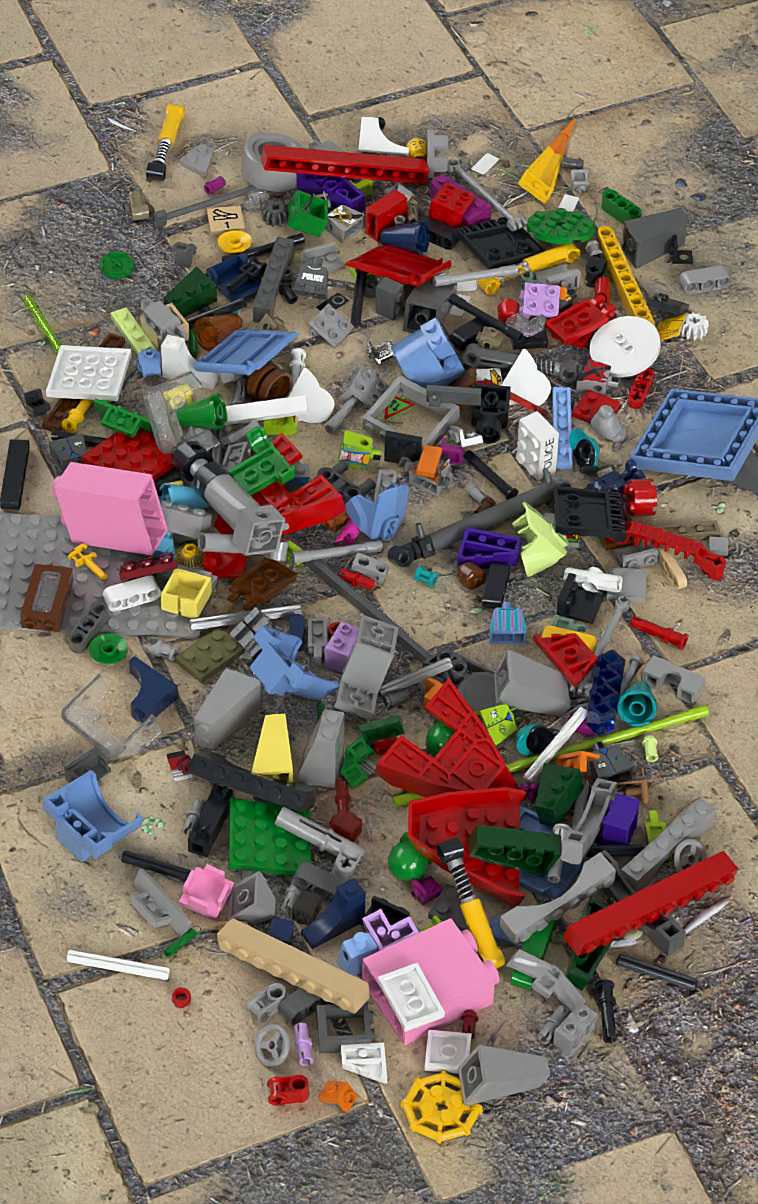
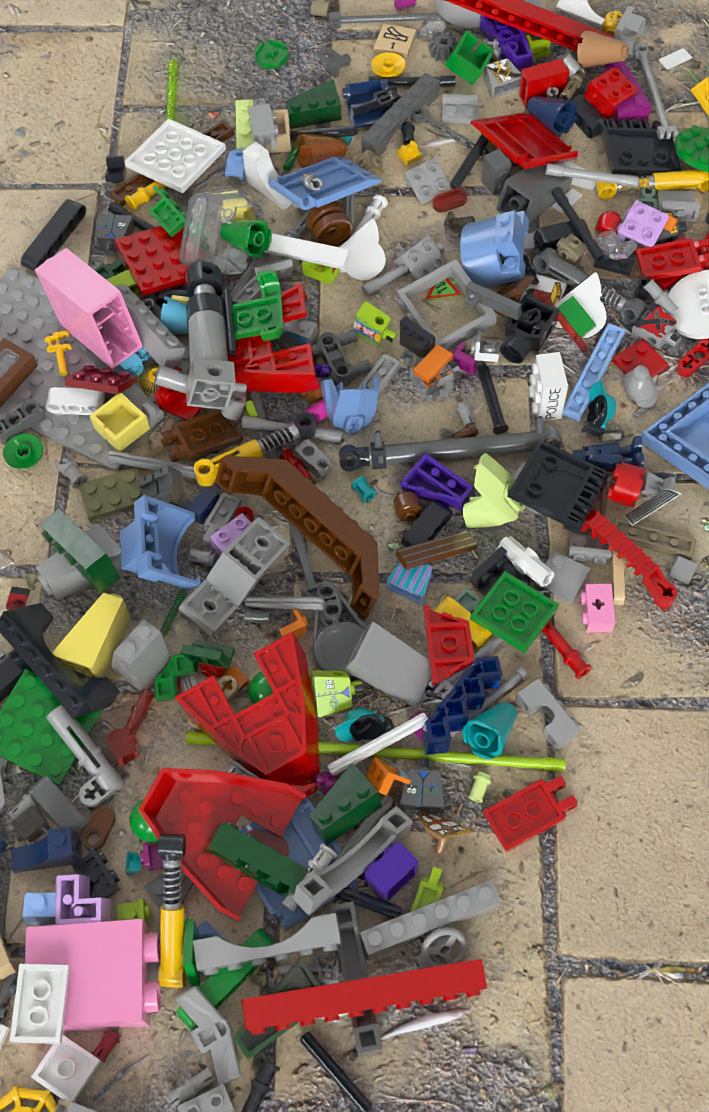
camera: 30 degrees right, 15 degrees up
(155, 691) = (25, 522): dark blue arch -> none
(230, 686) = (79, 550): none -> wedge
(240, 351) = (316, 182): none -> light grey pin
(240, 480) = (229, 322): none -> black bar
(298, 308) = (409, 153): none -> yellow tile
(312, 280) = (435, 128): dark grey torso -> none
(318, 574) = (257, 448): none -> piece
(323, 672) = (203, 557): none -> light grey pin
(335, 301) = (447, 157): black sticker -> none
(357, 335) = (449, 200): none -> clear red tile
(366, 882) = (101, 824): none -> reddish brown piece
(406, 605) = (313, 516): none -> reddish brown slope
(409, 901) = (133, 863): none -> teal tile
(426, 172) = (600, 50): none -> medium nougat cone
(501, 933) = (189, 961): none -> green tile
(516, 596) = (436, 549): none -> reddish brown tile
(525, 389) = (577, 316): none -> green tile
(566, 351) = (640, 292): none -> black pin
(587, 351) = (661, 297): none -> light grey pin
(607, 616) = (514, 612): none -> green plate
(667, 494) = (653, 484): none -> light grey bracket
(667, 508) = (651, 506): none -> sticker
(669, 593) = (601, 597): none -> bright pink brick
(698, 751) = (528, 812): none -> red tile

